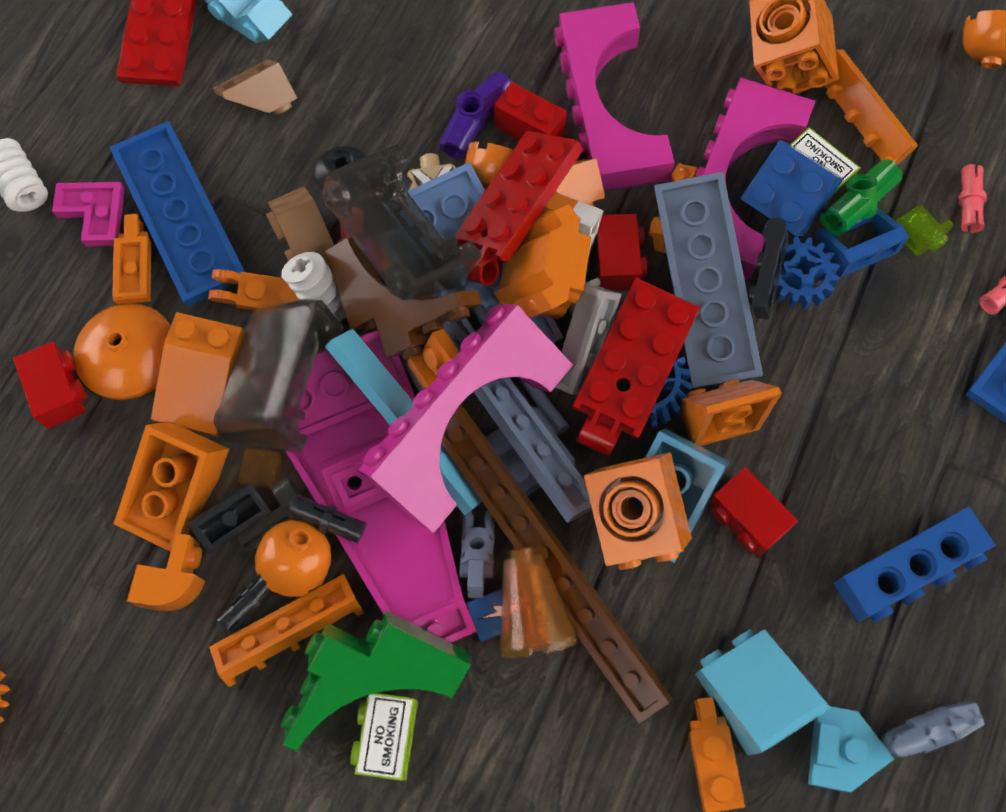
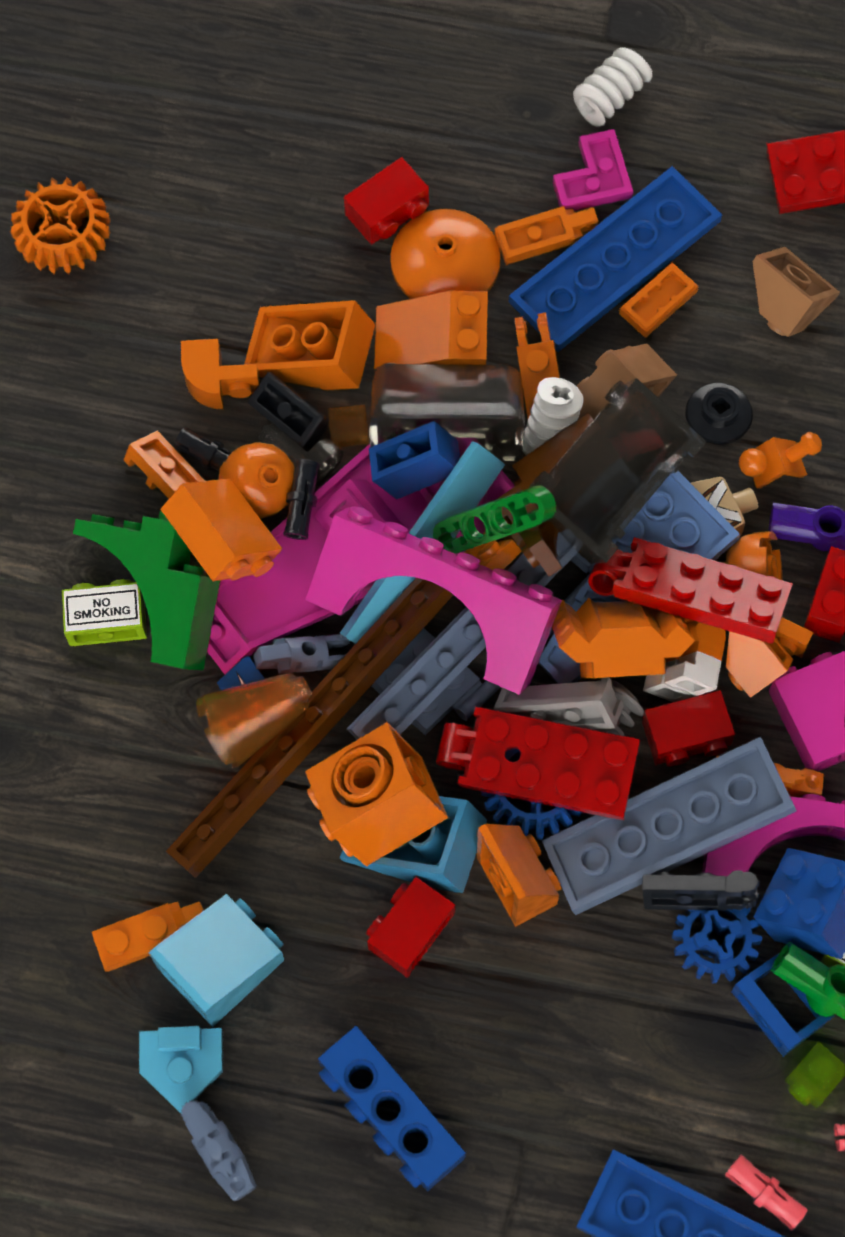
camera: 75 degrees right, 0 degrees up
(228, 188) = (658, 300): none -> orange plate
(322, 406) = (414, 460): none -> blue brick
(345, 595) = (221, 529): none -> orange brick
(401, 131) = (778, 458): none -> orange piece
(420, 337) = (493, 521): none -> green beam

